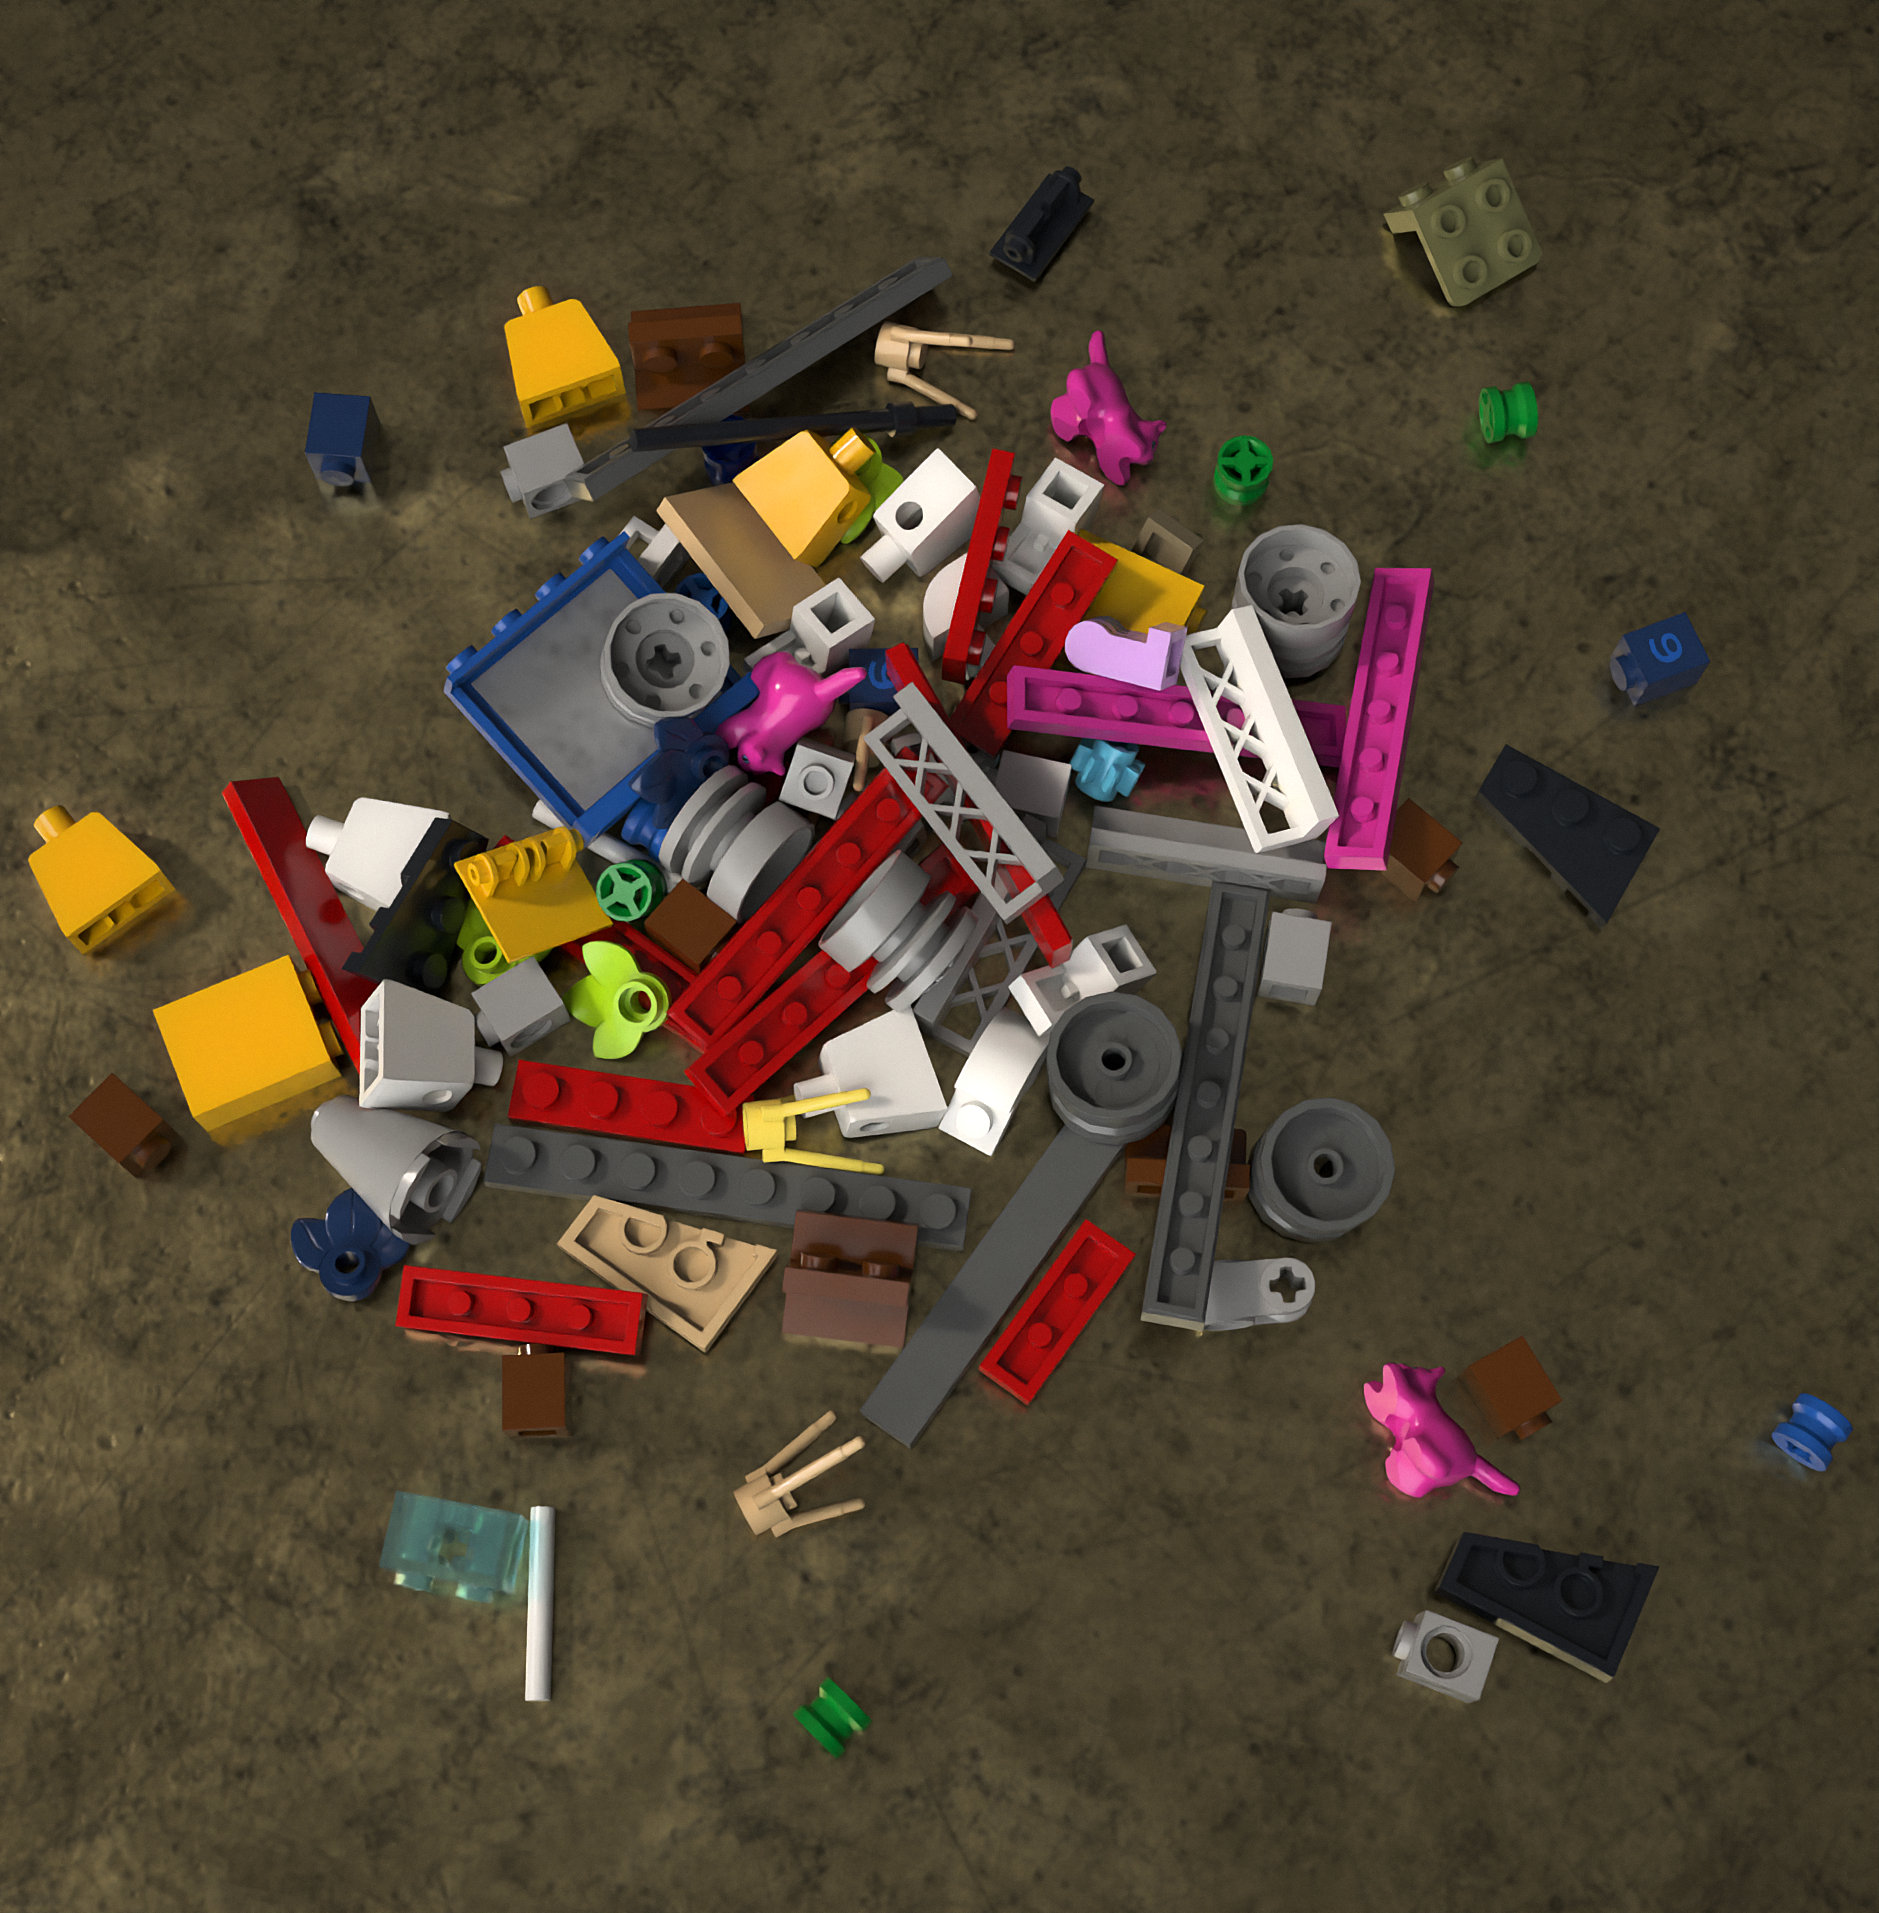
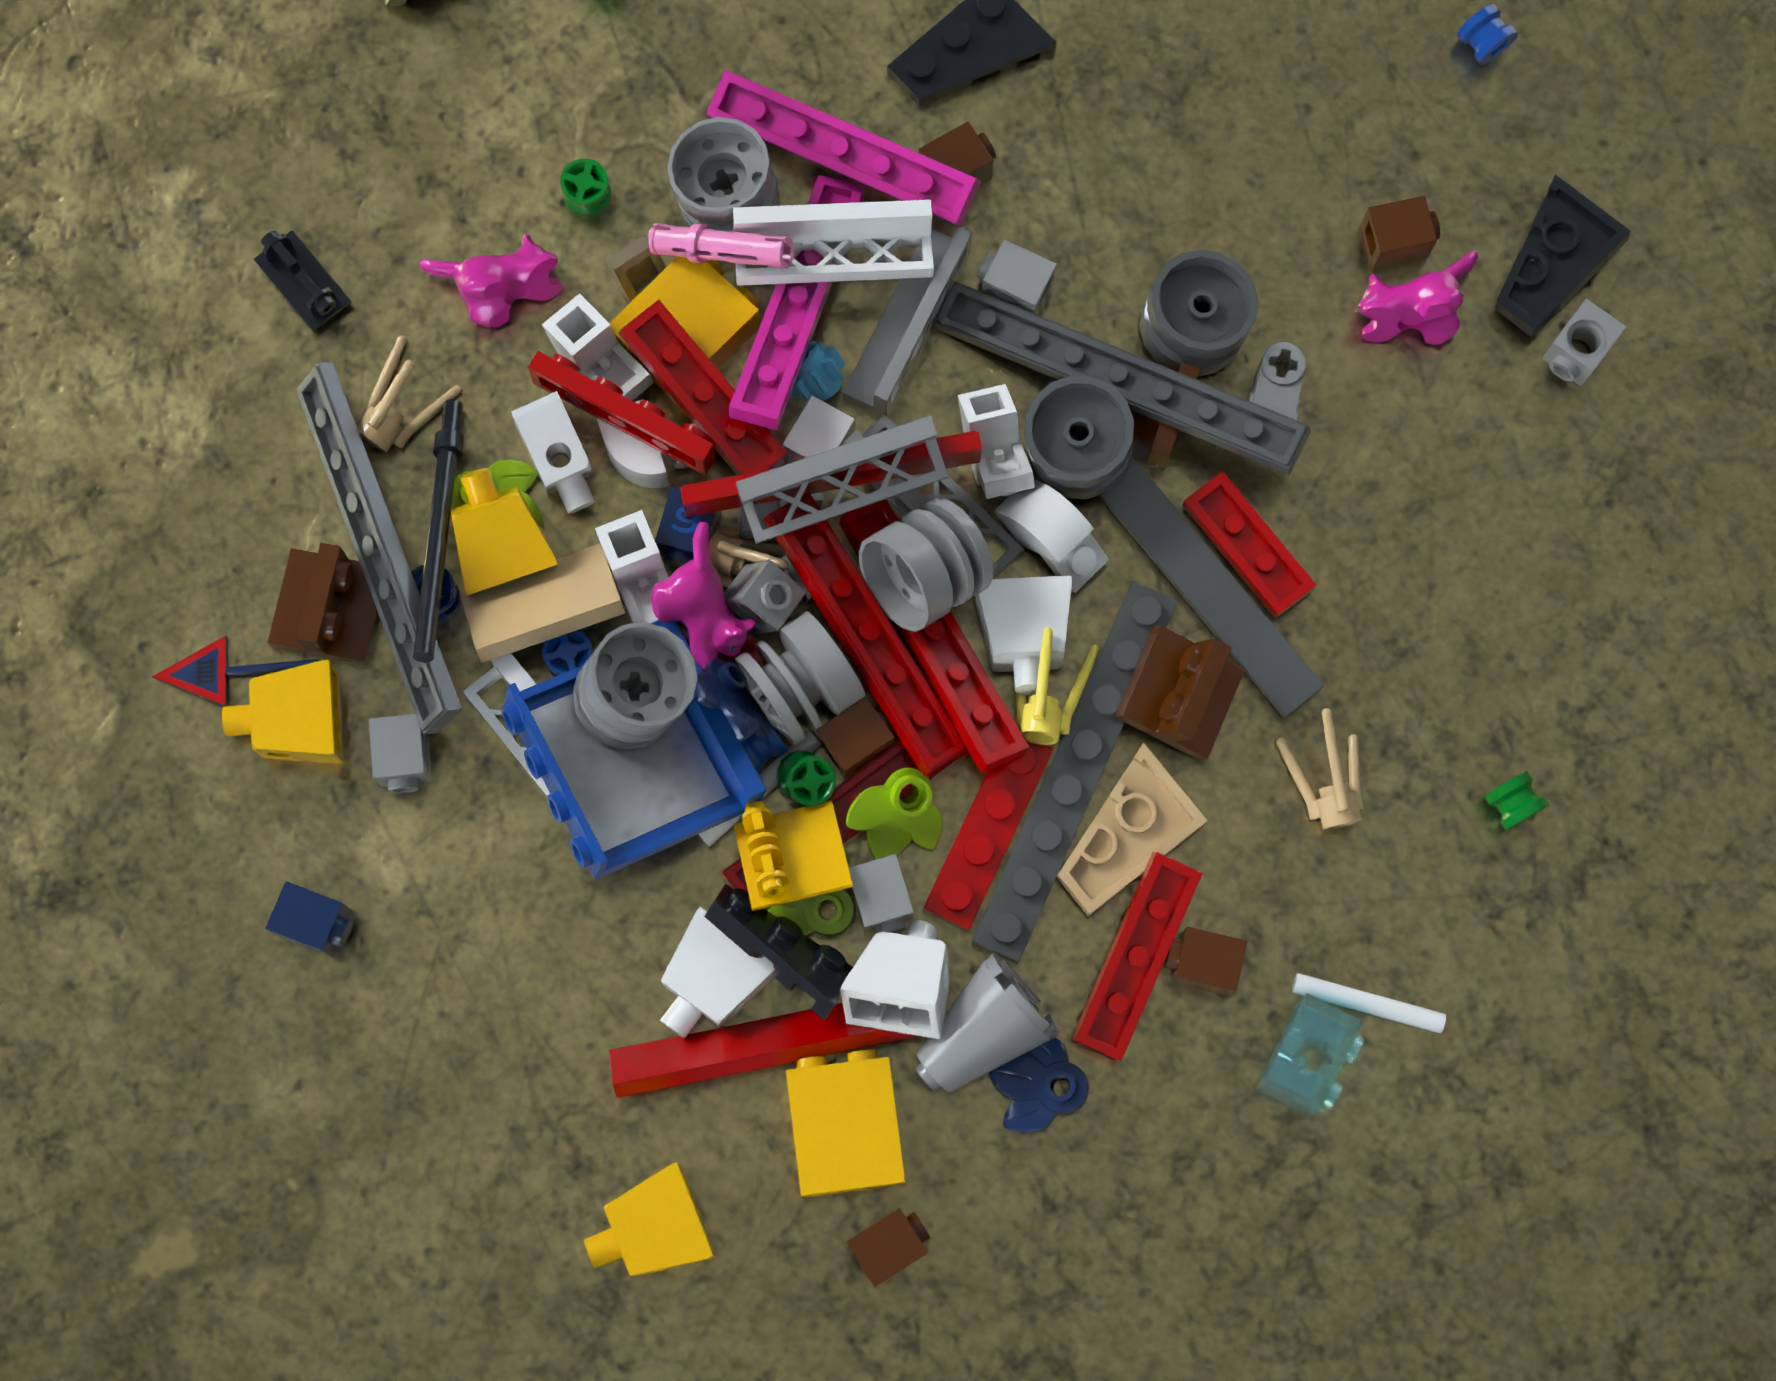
camera: 75 degrees left, 5 degrees up
(586, 267) = (207, 672): none -> piece
(1138, 658) = (738, 320): lavender leg -> none
(1204, 594) = (703, 244): none -> bright pink pin

